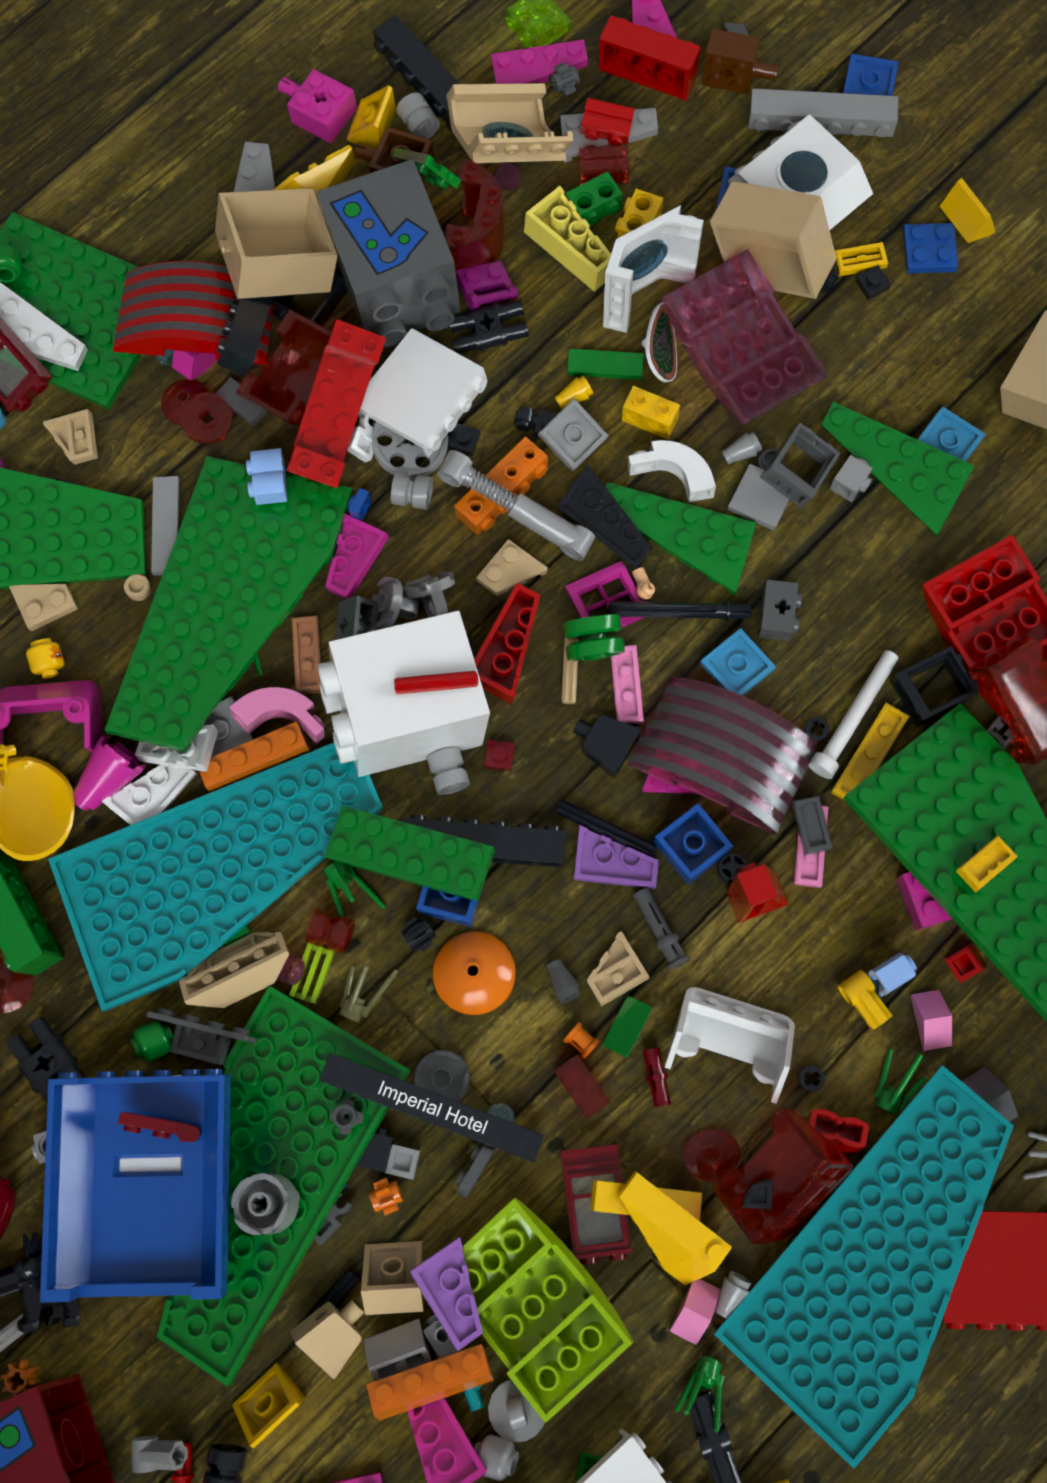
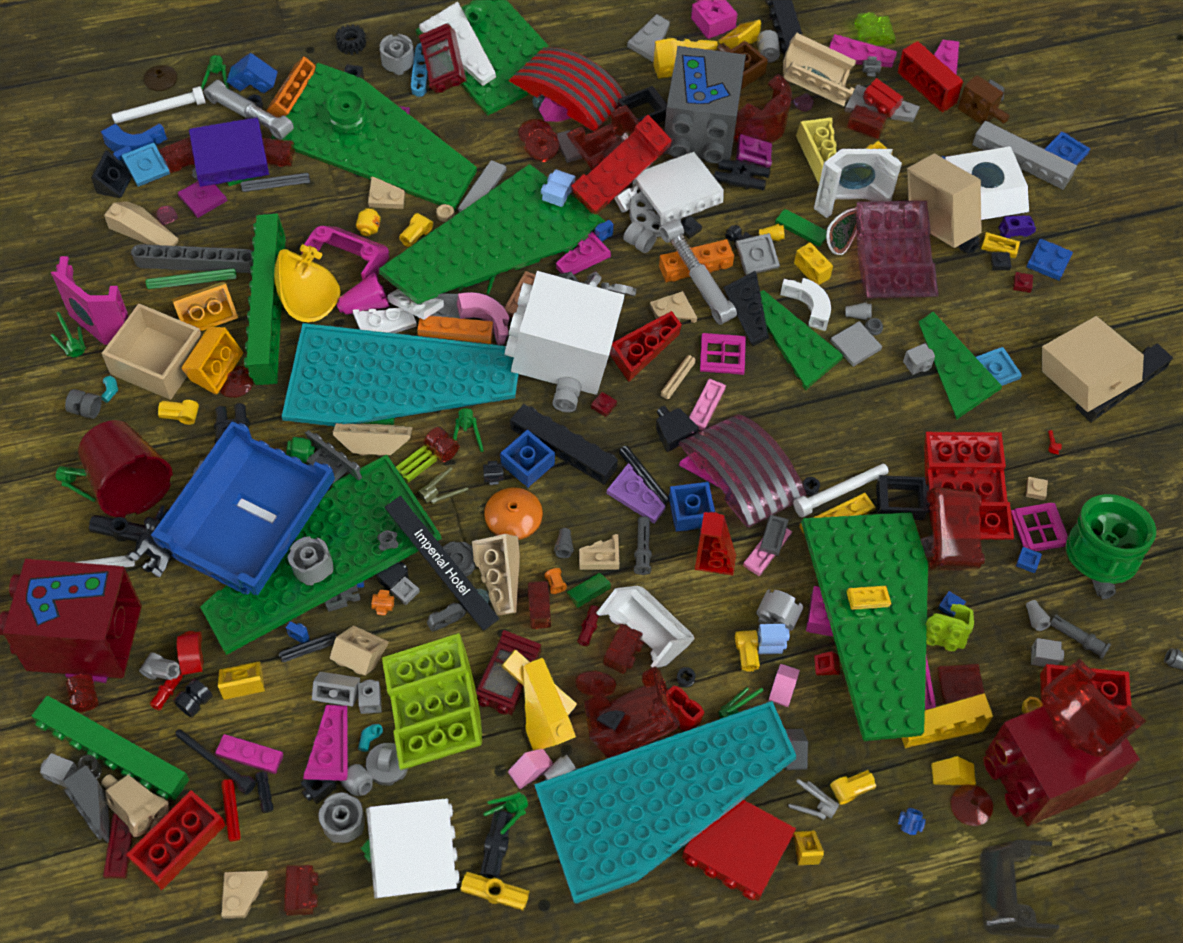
camera: 20 degrees right, 15 degrees down
(75, 435) = (459, 118): tan wing -> none
(115, 628) = (418, 226): none -> yellow piece
(161, 1127) = (276, 485): dark red hinge -> none
(181, 1409) = (190, 652): none -> red brick
(243, 333) = (603, 96): black brick -> none
(275, 243) = (638, 66): tan container -> none
(292, 970) = (404, 454): clear pink tile -> none
(303, 1298) = (297, 632): none -> blue plate
(329, 1336) = (302, 657): tan torso -> none
(410, 853) = (515, 421): green plate -> none
(429, 1382) = (344, 710): orange brick -> none
(434, 174) = (756, 72): green wing -> none
(435, 682) = (586, 321): red axle -> none
(447, 1289) = (387, 664): medium lavender wing -> none
(501, 1060) = (499, 565): none -> tan wedge
(591, 196) = (850, 136): green brick -> none
(593, 643) = (700, 362): green wheel -> none
(644, 587) = (750, 355): light nougat arm -> none
(681, 610) = (765, 378): black axle -> none
(717, 1086) = (623, 648): none -> clear red brick
(738, 664) = (783, 425): dark azure plate -> none
(779, 595) = (827, 408): dark grey brick -> none
(786, 481) = (875, 339): dark grey window -> none
(867, 223) = (1017, 226): none -> dark purple leg
(877, 929) = (779, 609): none -> light grey brick
(915, 298) = (1023, 282): none -> dark red plate
(967, 213) = (1083, 249): yellow slope -> none

